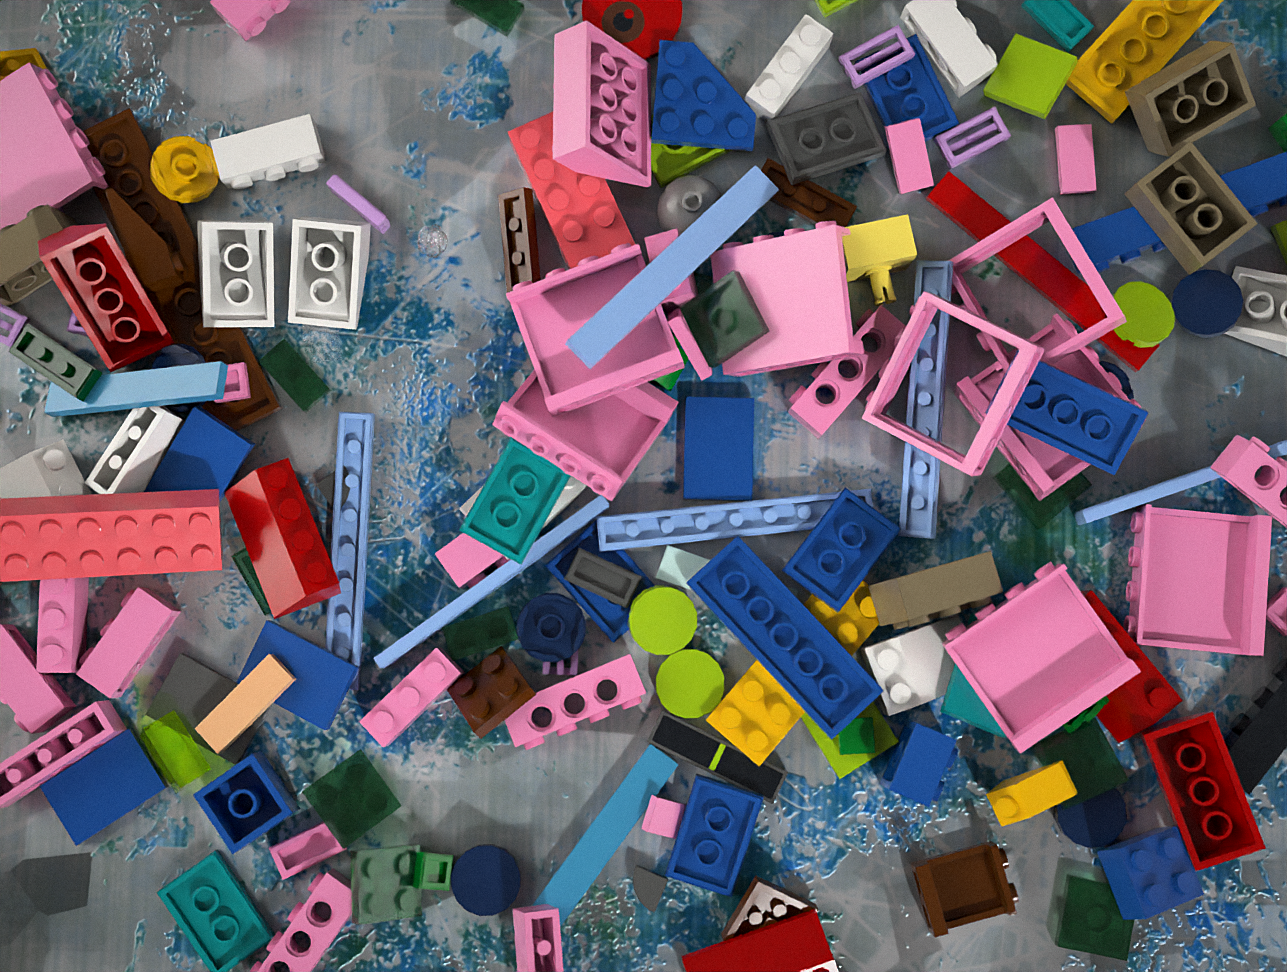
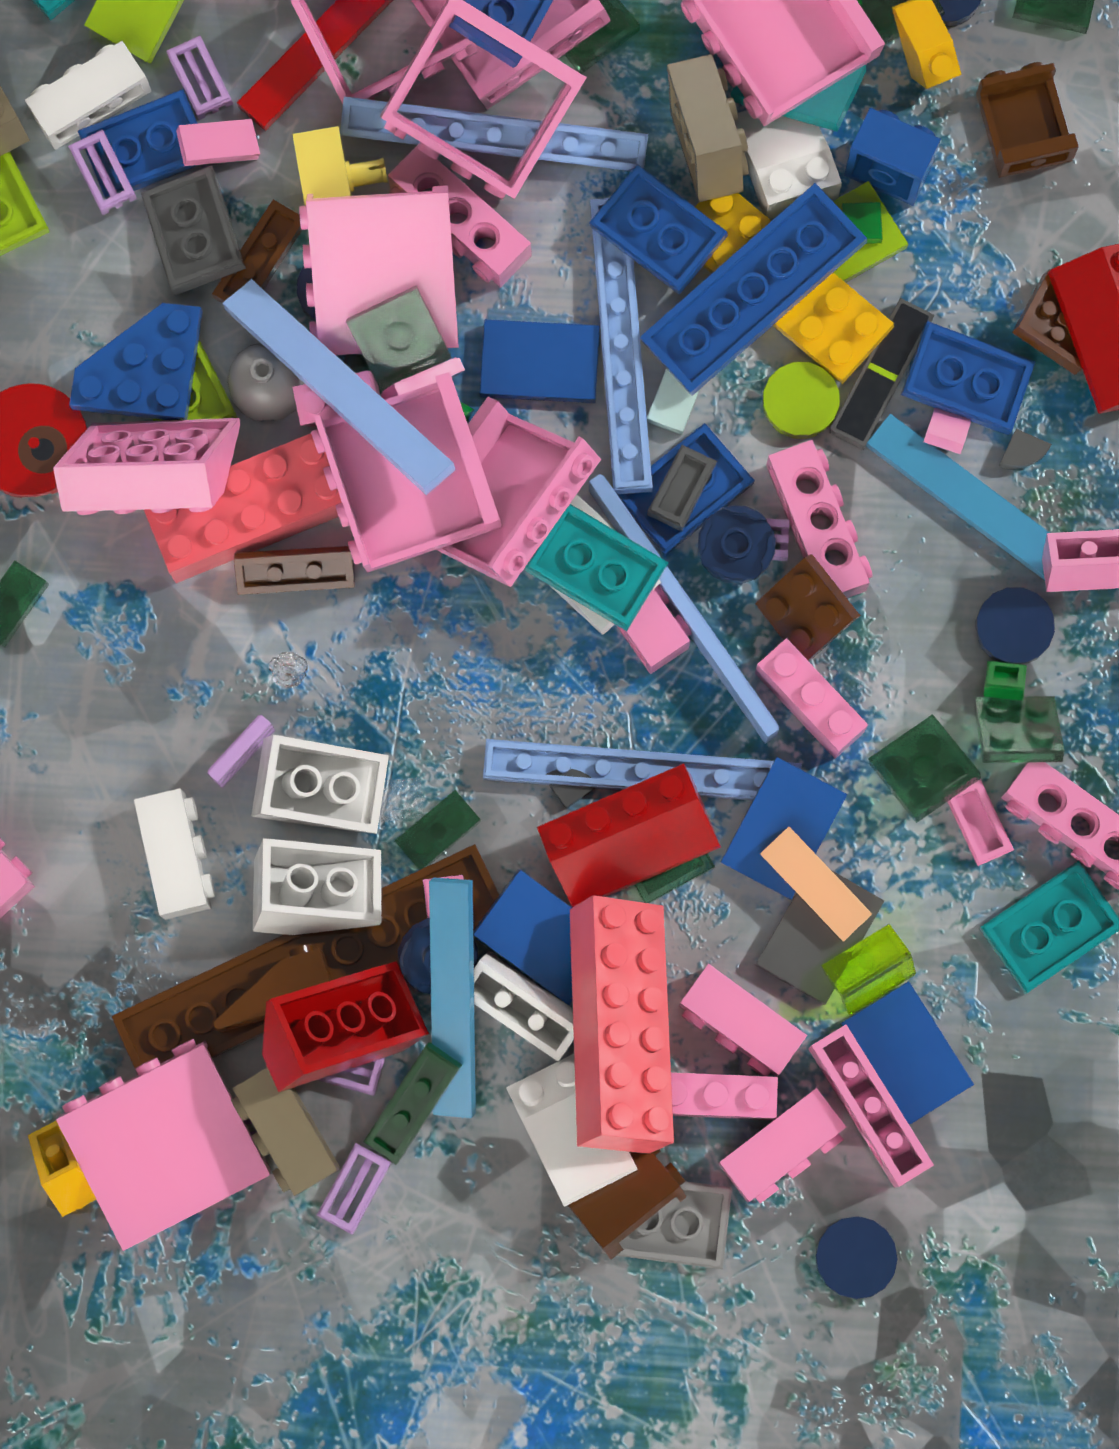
camera: 85 degrees left, 5 degrees down
(184, 169) = (189, 951): yellow tile -> none
(246, 801) = (926, 882): blue brick -> none
(480, 633) = (740, 623): clear green plate -> none
(662, 620) = (730, 425): lime tile -> none
(788, 69) = (111, 266): white brick -> none

